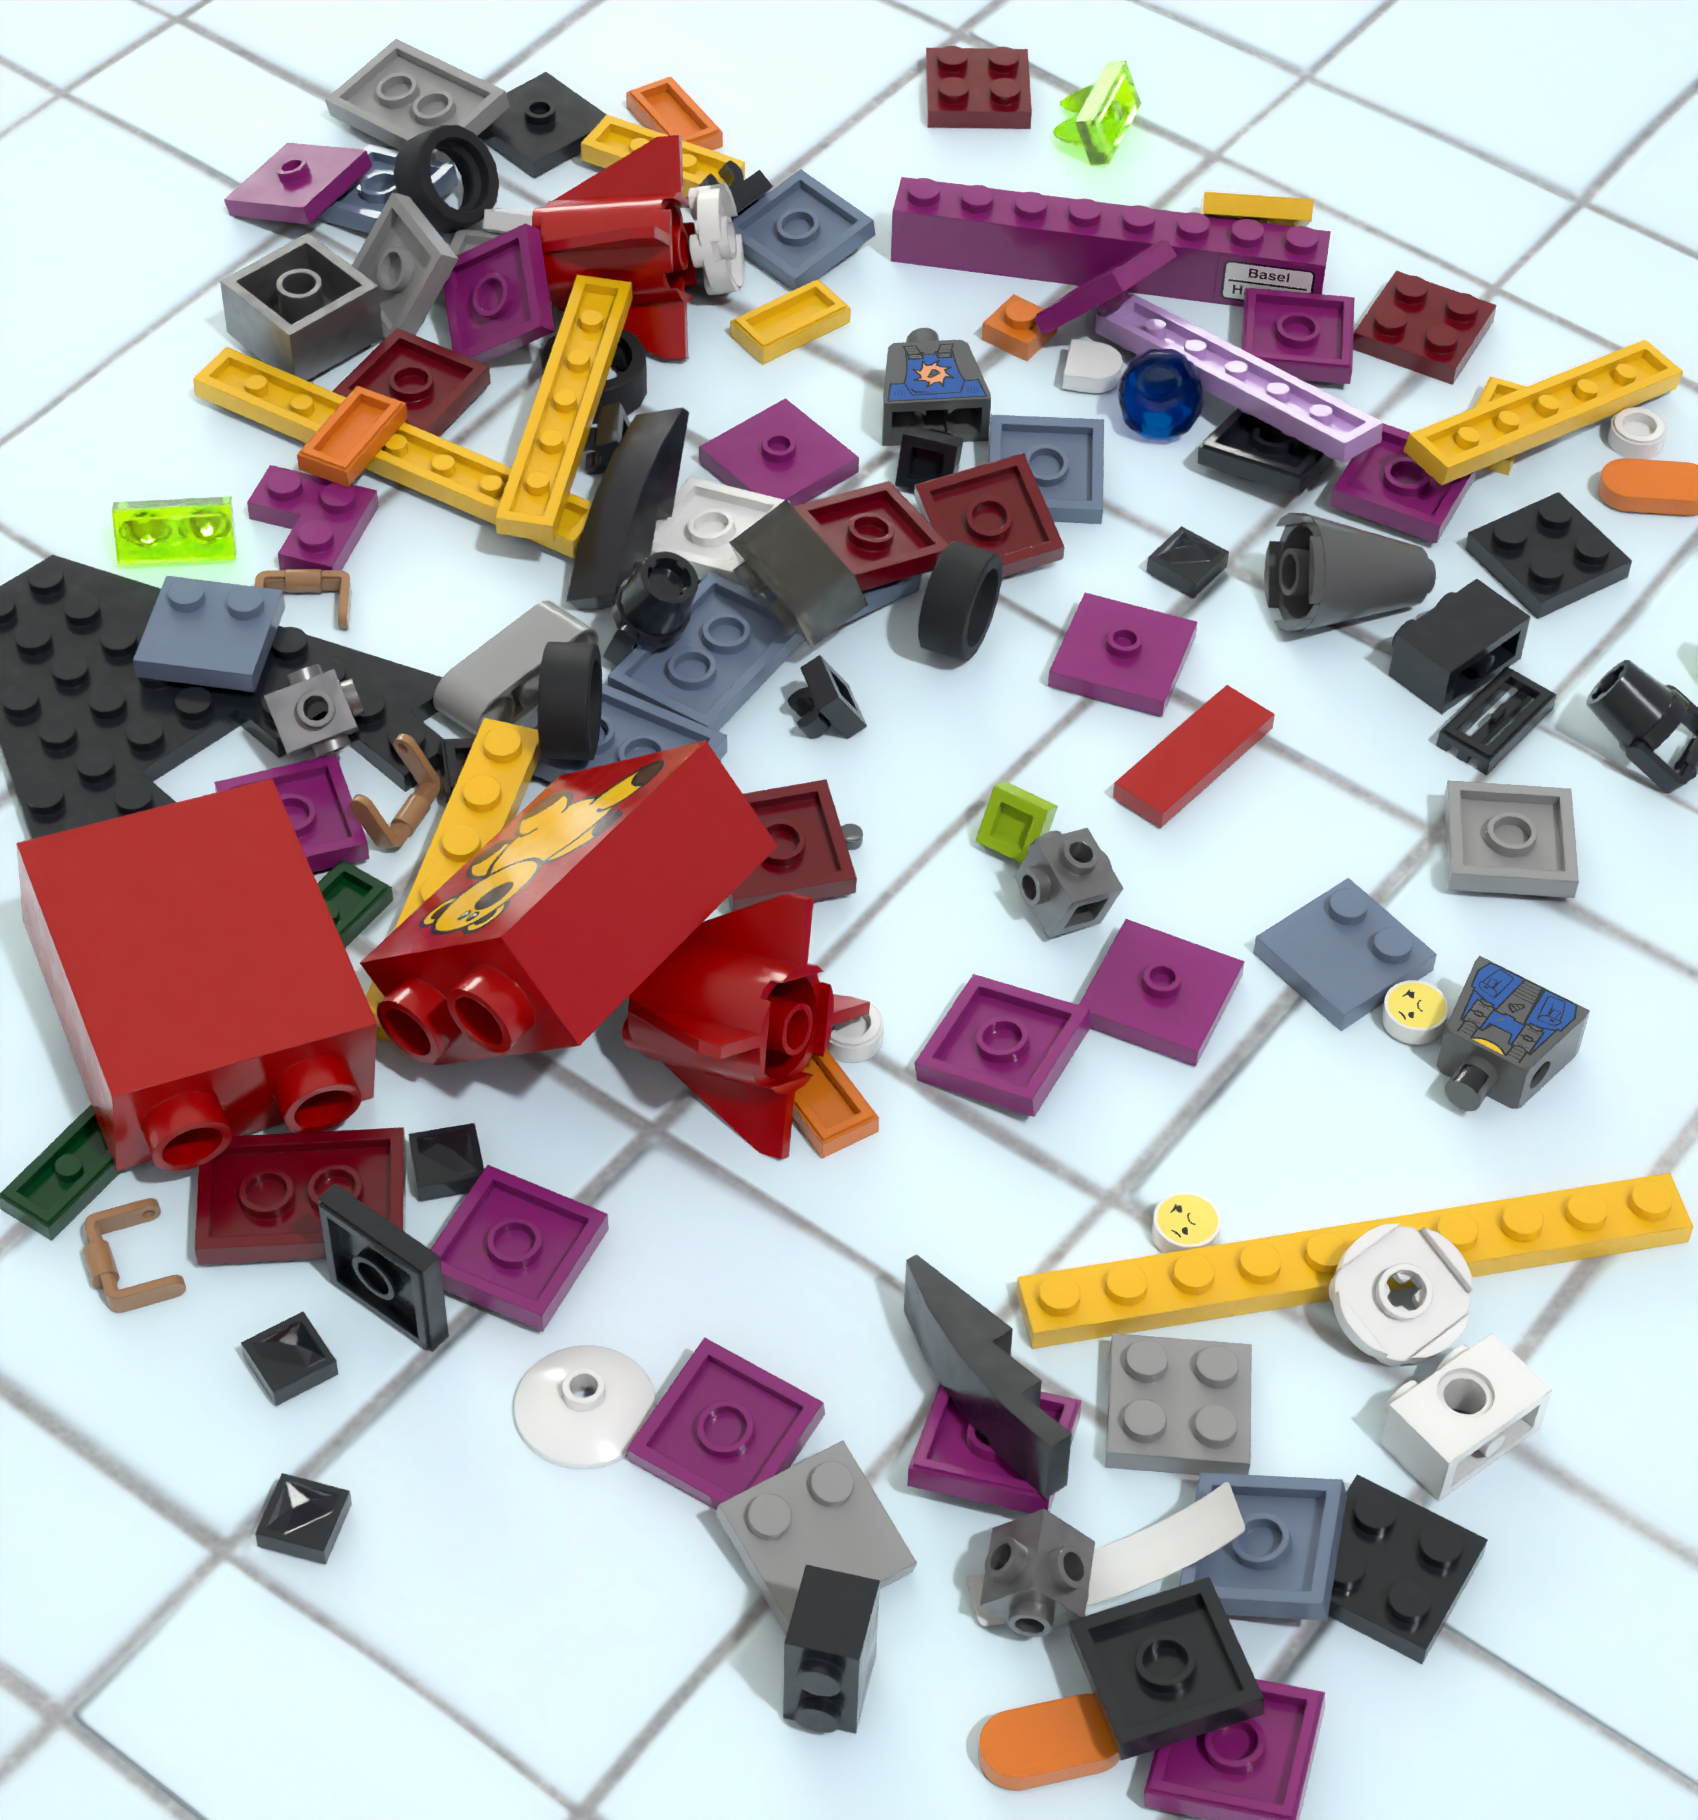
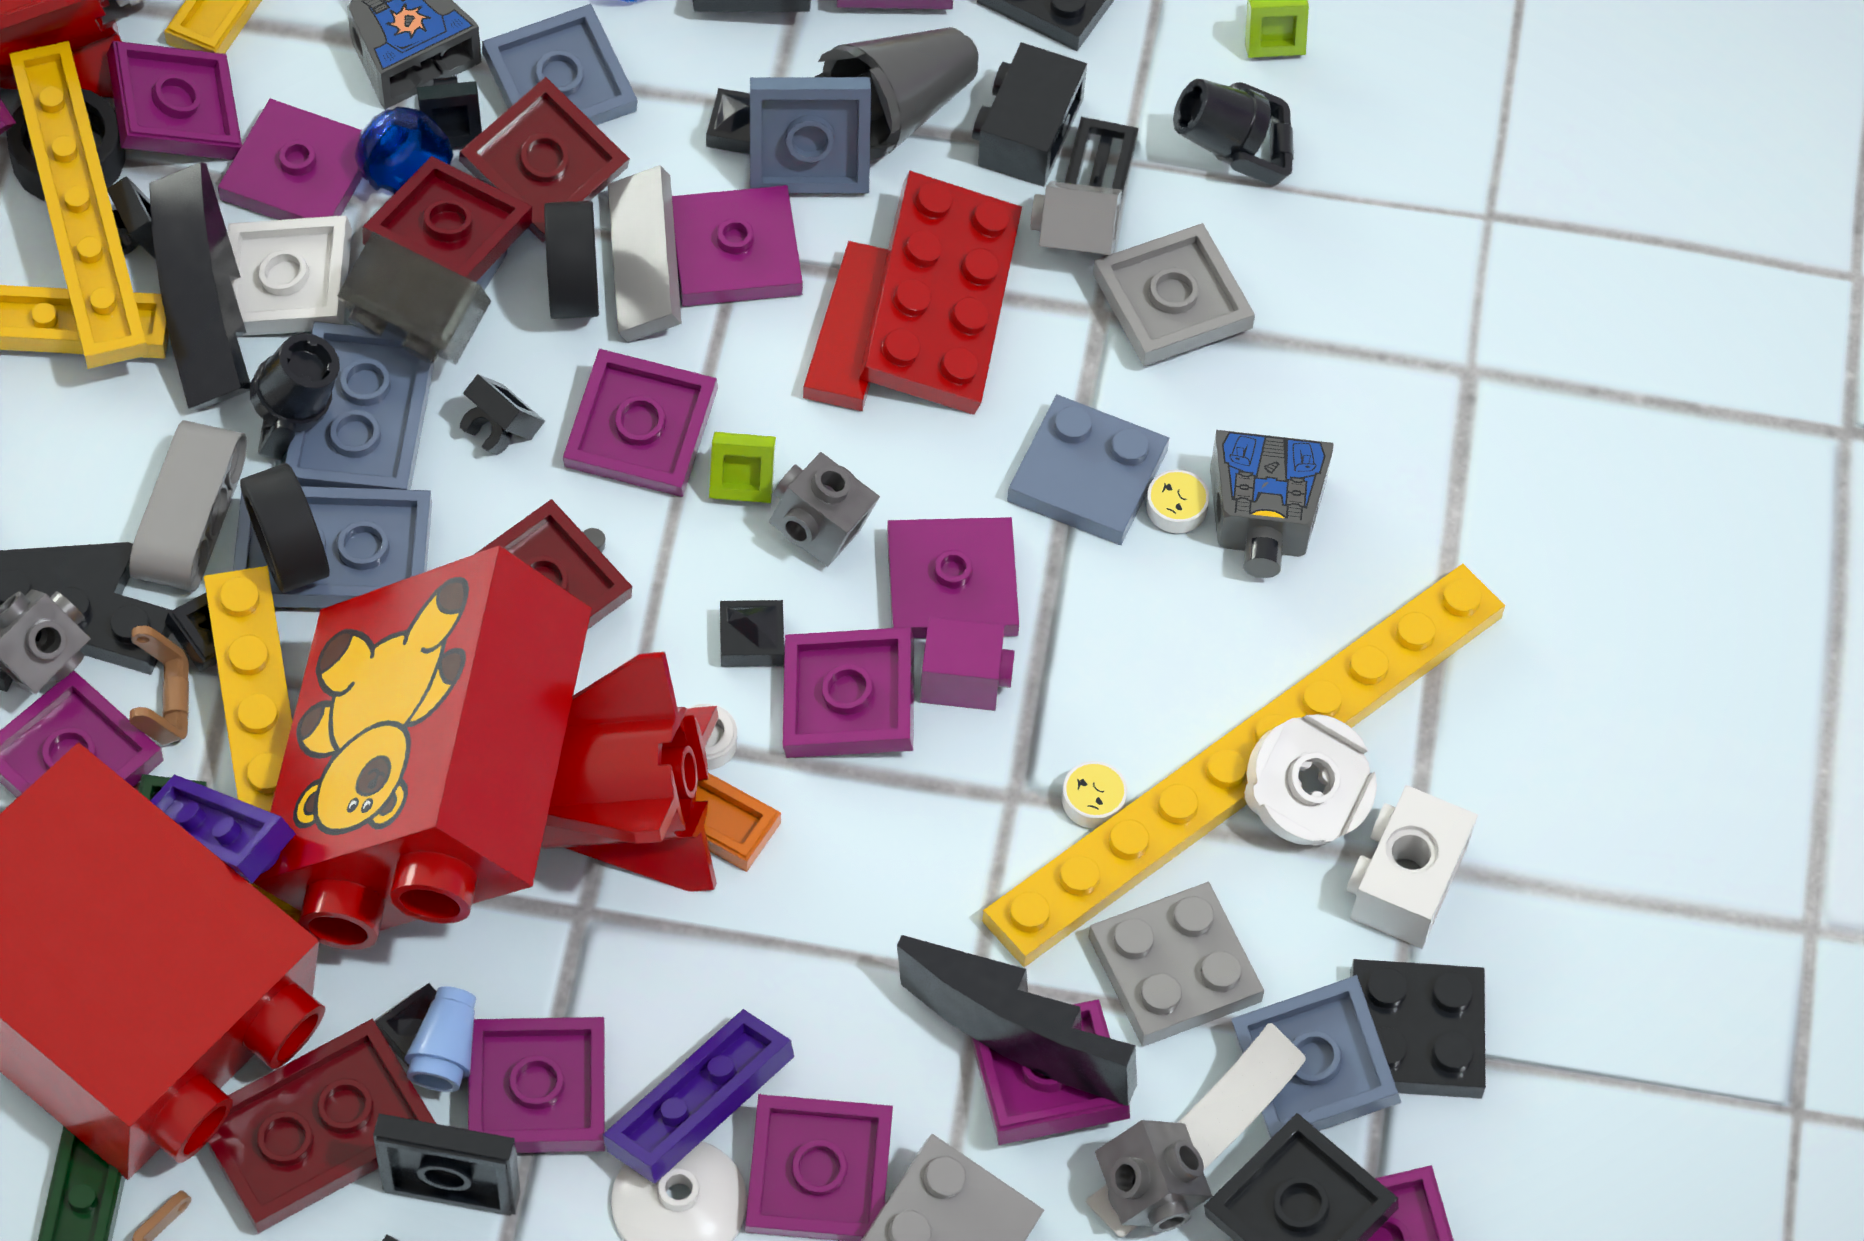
camera: 30 degrees left, 10 degrees up
(362, 909) = (231, 829): none -> dark purple plate
(447, 1171) = (444, 1042): none -> light blue cone
(651, 1317) = (698, 1096): none -> dark purple plate
(702, 369) = (173, 100): none -> magenta plate
(865, 459) = (398, 145): none -> clear blue hair
(944, 962) = (752, 633): none -> black tile
(948, 756) = (640, 422): none -> magenta plate
(1034, 628) = (644, 254): none -> light grey tile
(1123, 1061) = (964, 663): none -> magenta brick
(1236, 580) = (810, 133): none -> sand blue plate
(1287, 756) = (941, 293): none -> red plate
(1451, 738) = (1077, 217): none -> light grey brick

